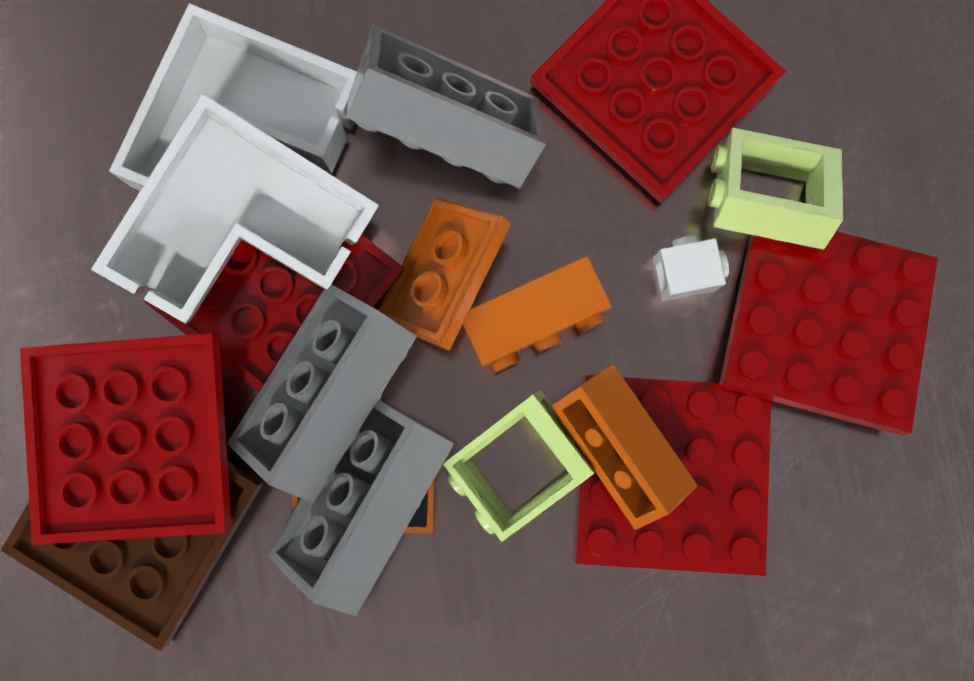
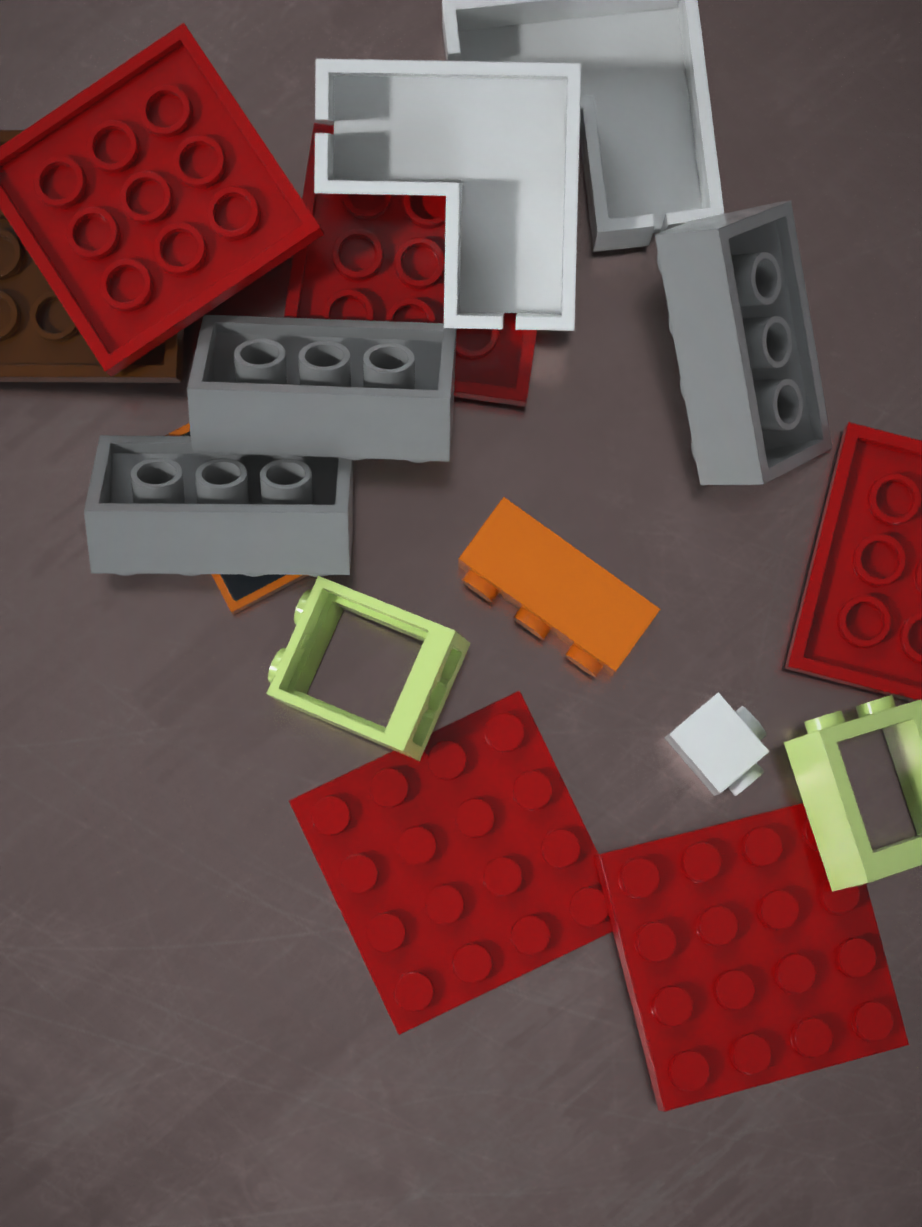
camera: 60 degrees right, 0 degrees up
(444, 271) = (547, 451): orange tile -> none
(625, 447) = (455, 770): orange brick -> none

